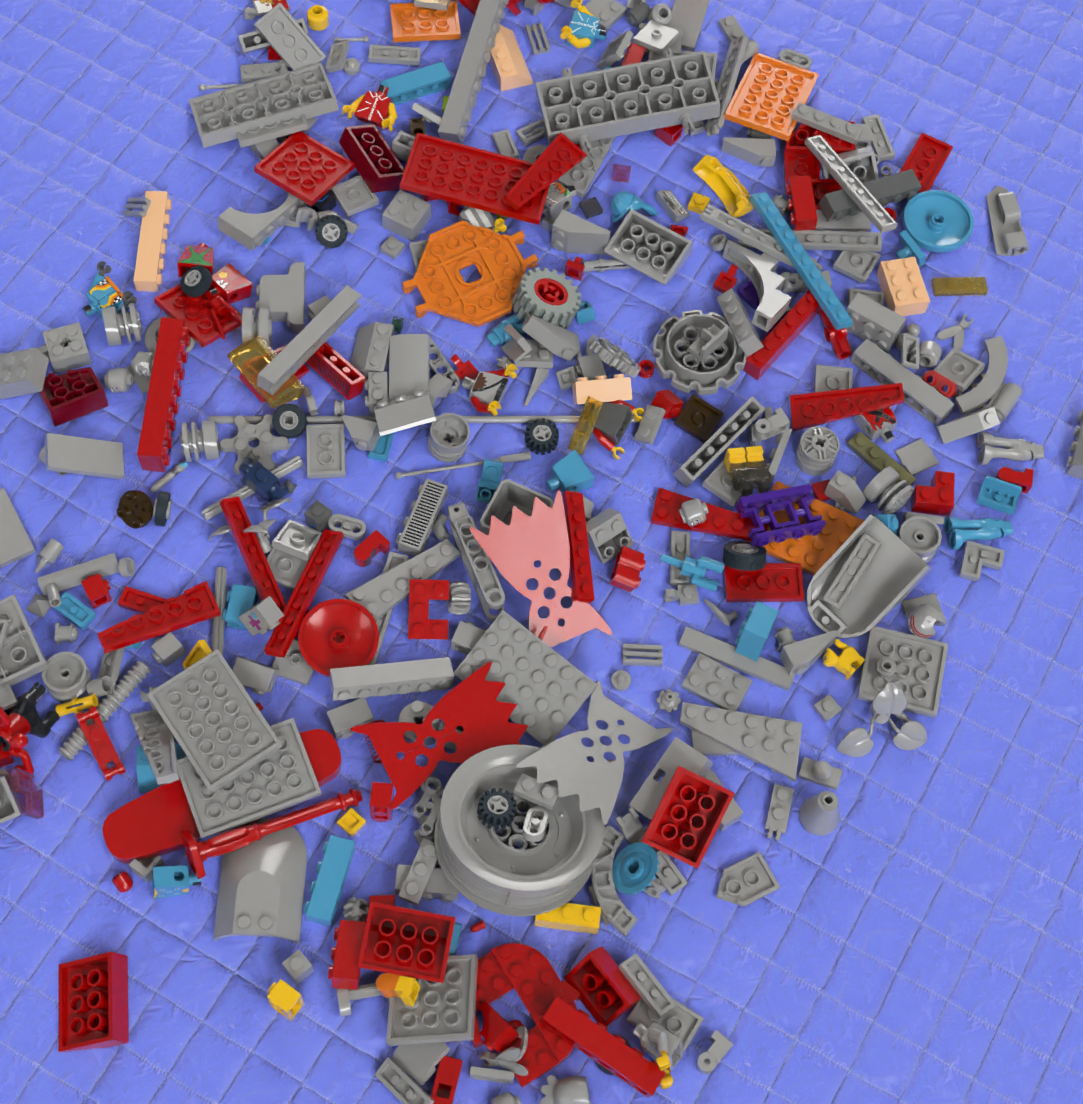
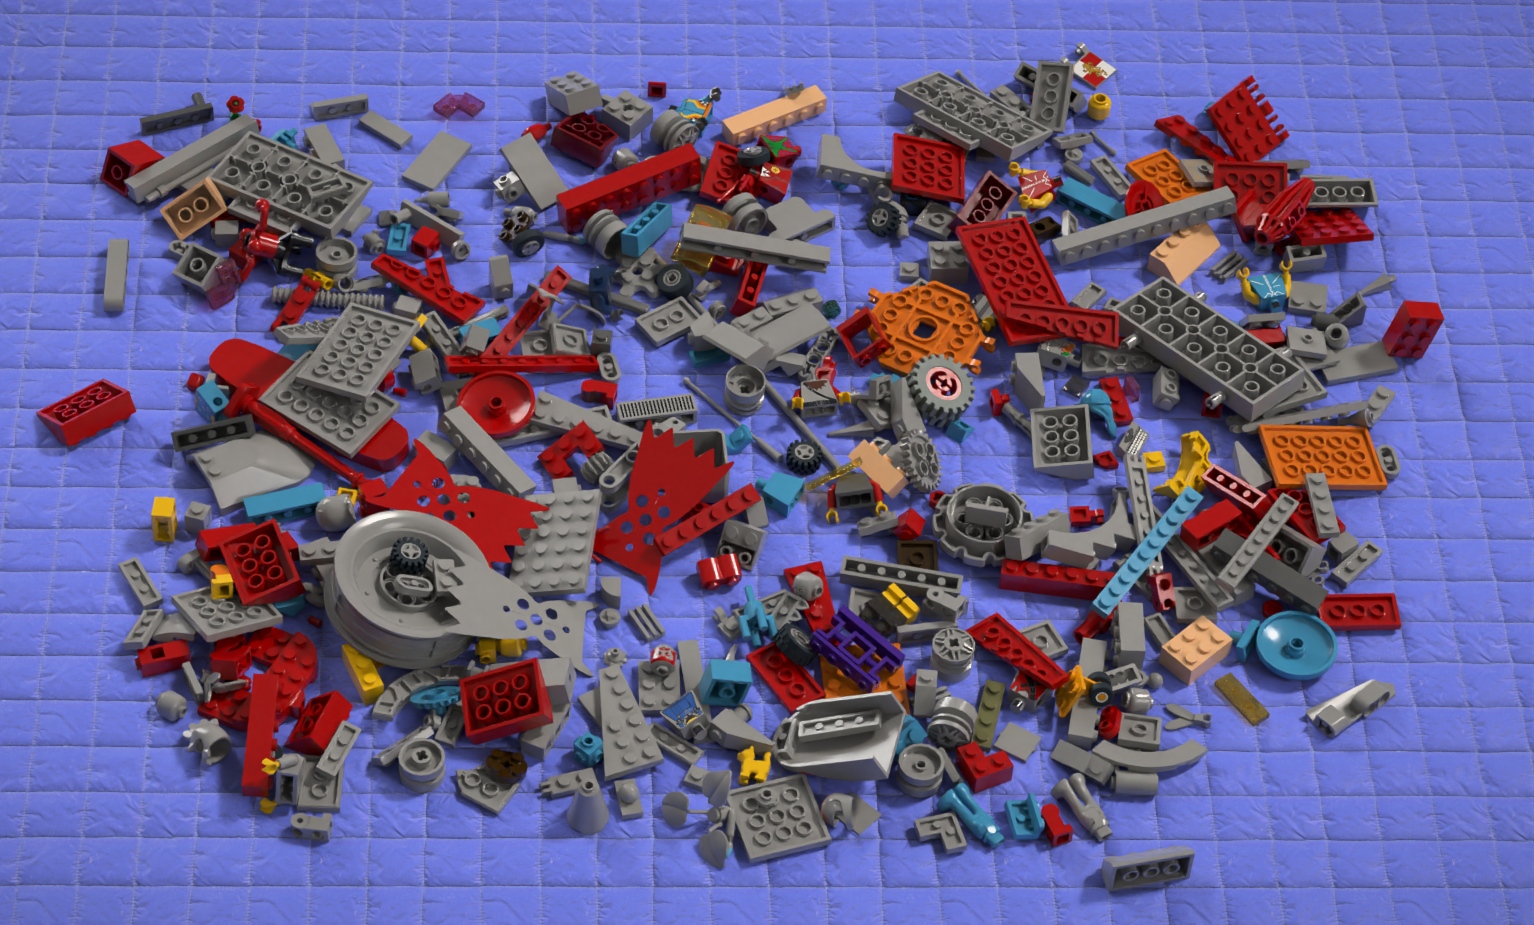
camera: 60 degrees right, 15 degrees down
(30, 429) = (537, 130): none -> red plant
(51, 309) = (656, 89): none -> red slope
(75, 551) = (451, 214): none -> light grey plate
(83, 486) = (509, 187): none -> light grey brick
(116, 493) = (511, 212): none -> light grey plant
(189, 553) = (500, 277): none -> light grey slope
(210, 900) = (213, 432): none -> dark grey brick
(218, 407) = (646, 229): none -> dark azure brick
(231, 639) = (441, 337): none -> light grey tile
(242, 155) = (914, 130): none -> light grey plant
(340, 1061) = (140, 583): none -> light grey plate
(372, 74) = (1078, 173): none -> light grey axle
(374, 841) = (335, 513): none -> light grey hair
(432, 318) = (849, 329): none -> red window
(445, 51) = (1142, 197): none -> red piece
(456, 910) = (314, 594): none -> light grey piece
(597, 663) = (611, 591): none -> light grey brick
(609, 187) = (1120, 408): none -> red plate
(638, 151) = (1166, 389): none -> light grey brick
(666, 926) = (388, 755): none -> light grey plate
(701, 543) = (788, 609): none -> light grey plate
(702, 665) = (663, 660): none -> light grey head
(709, 930) = (422, 765): none -> light grey wheel
(739, 863) = (514, 762): none -> dark brown plate
(756, 782) = (588, 750): none -> dark azure brick
(771, 680) = (686, 717): none -> torso
(778, 167) = (1237, 492): none -> red brick
(785, 705) = (675, 745): none -> light grey tile
(836, 272) = (1162, 591): none -> red leg
(913, 381) = (1096, 685): none -> light orange plate

